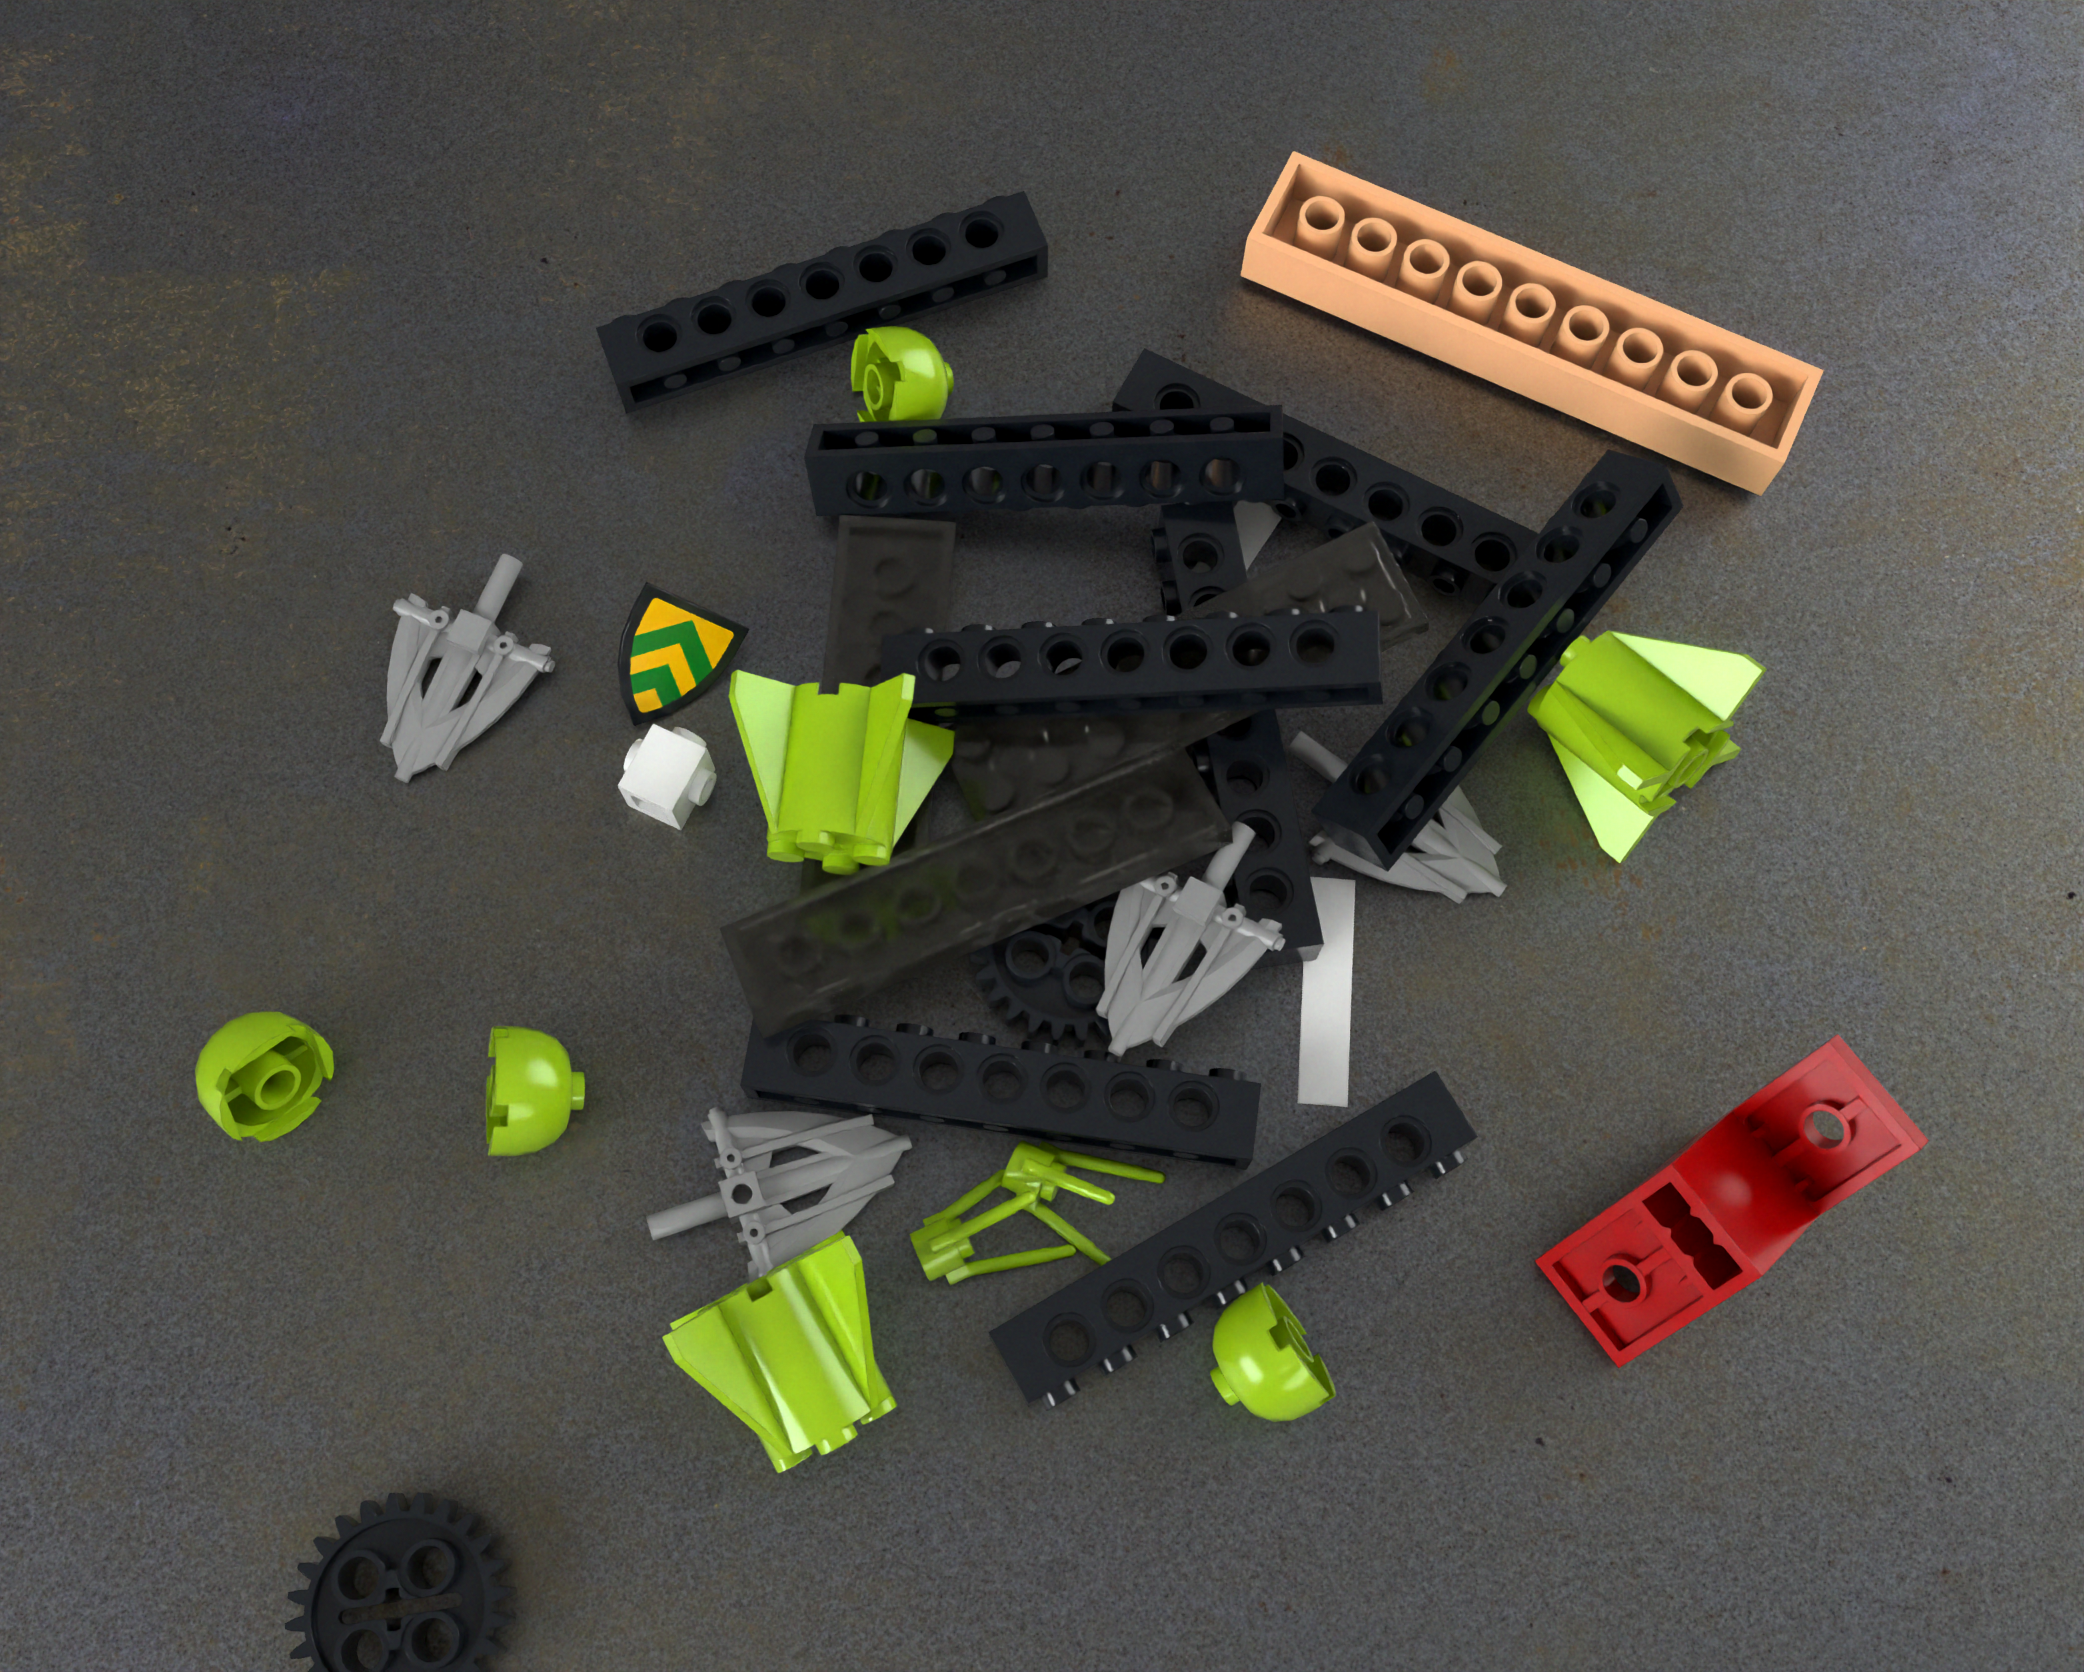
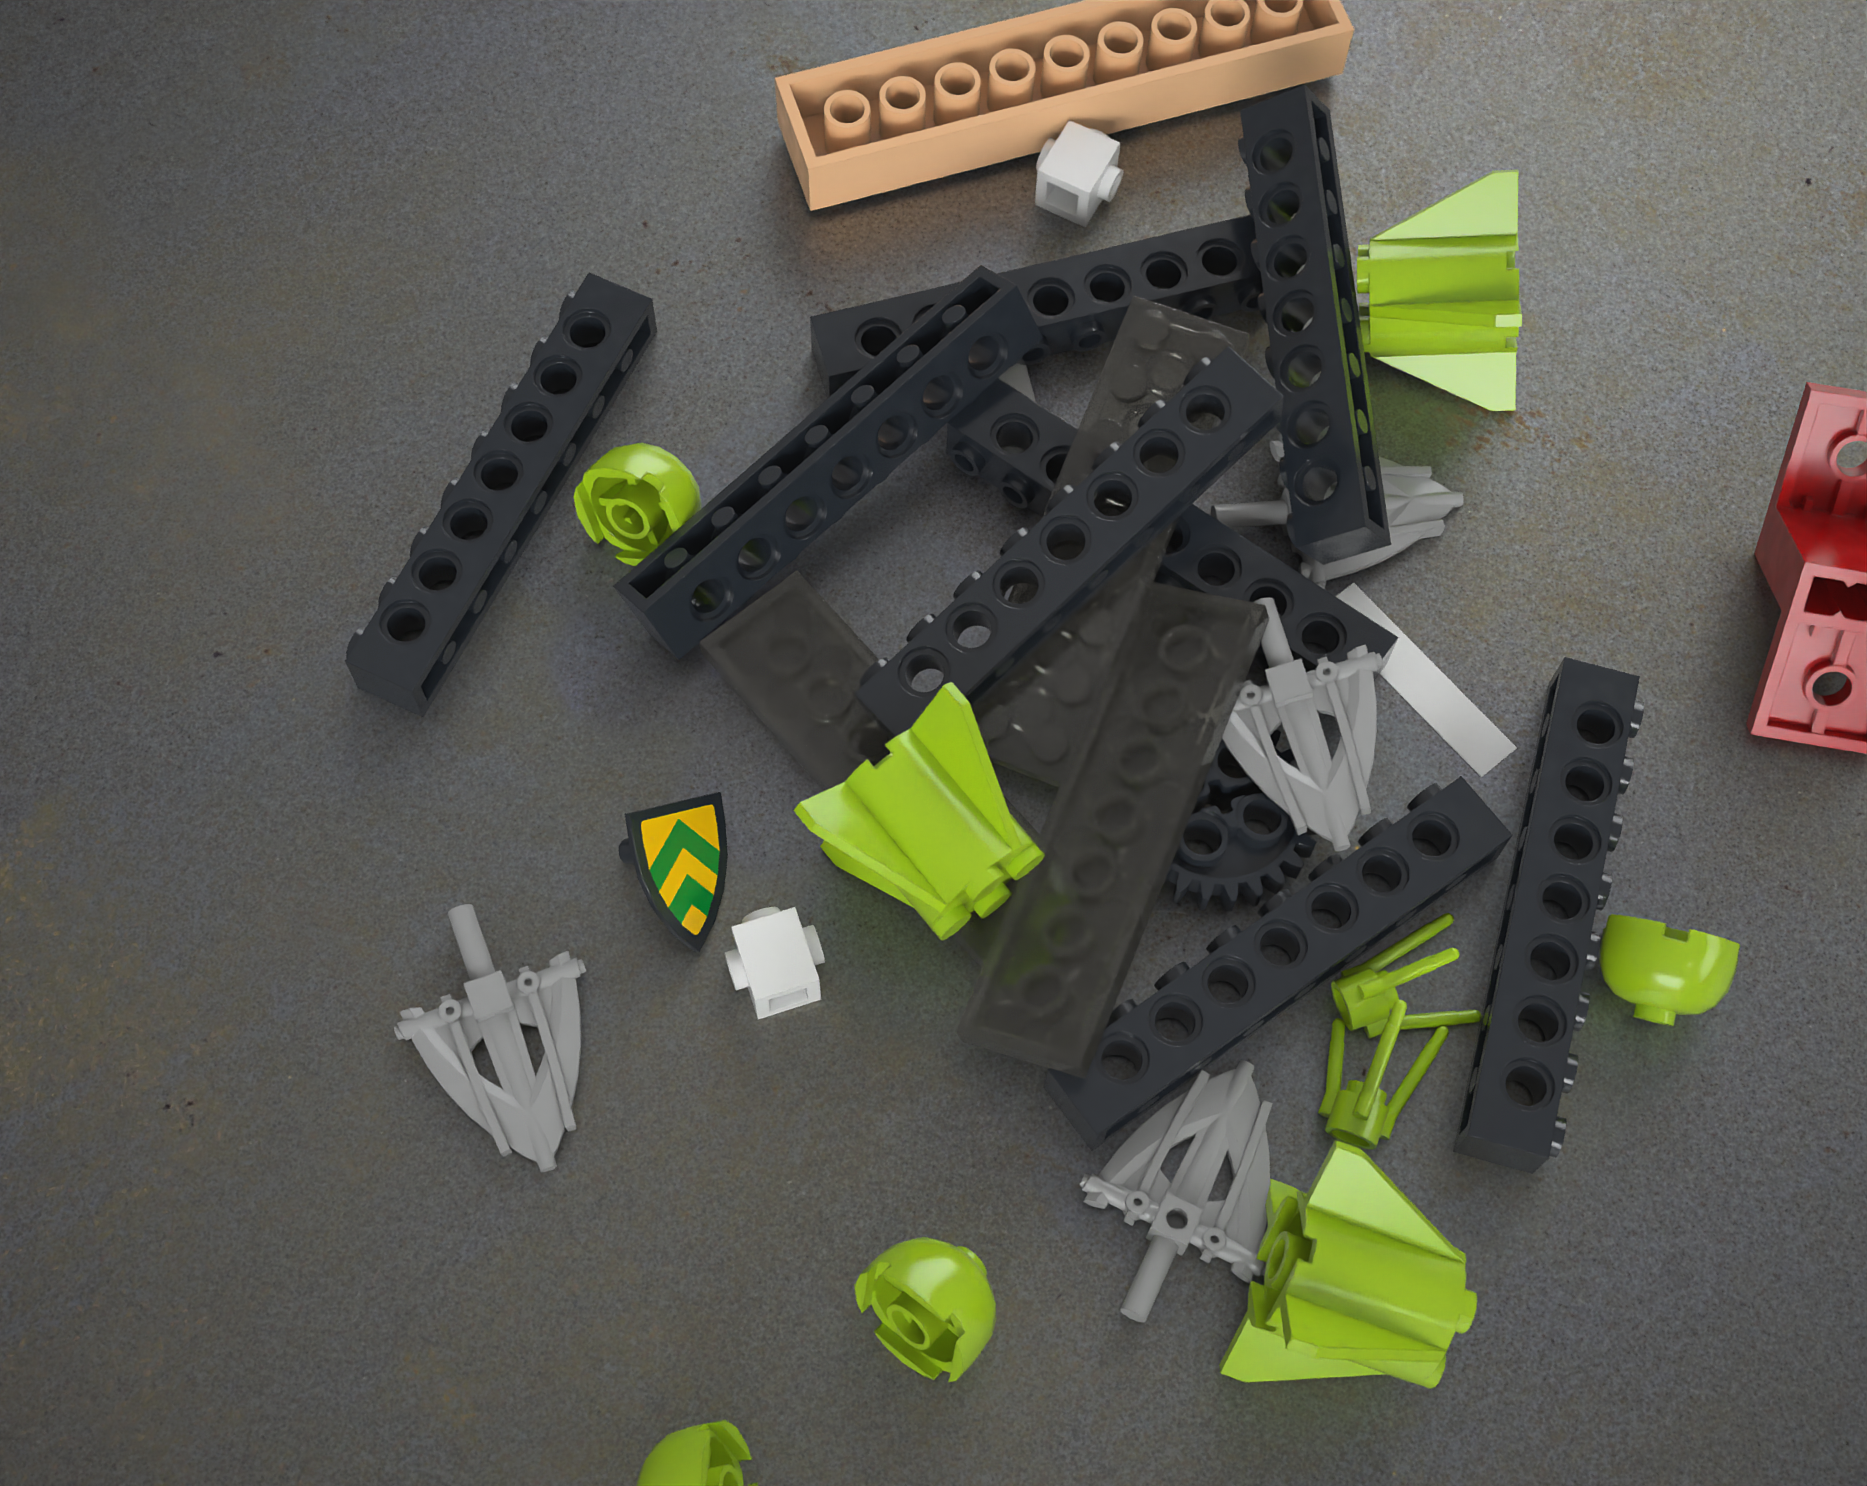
camera: 45 degrees left, 5 degrees down
(1463, 404) = (1077, 173): none -> white brick

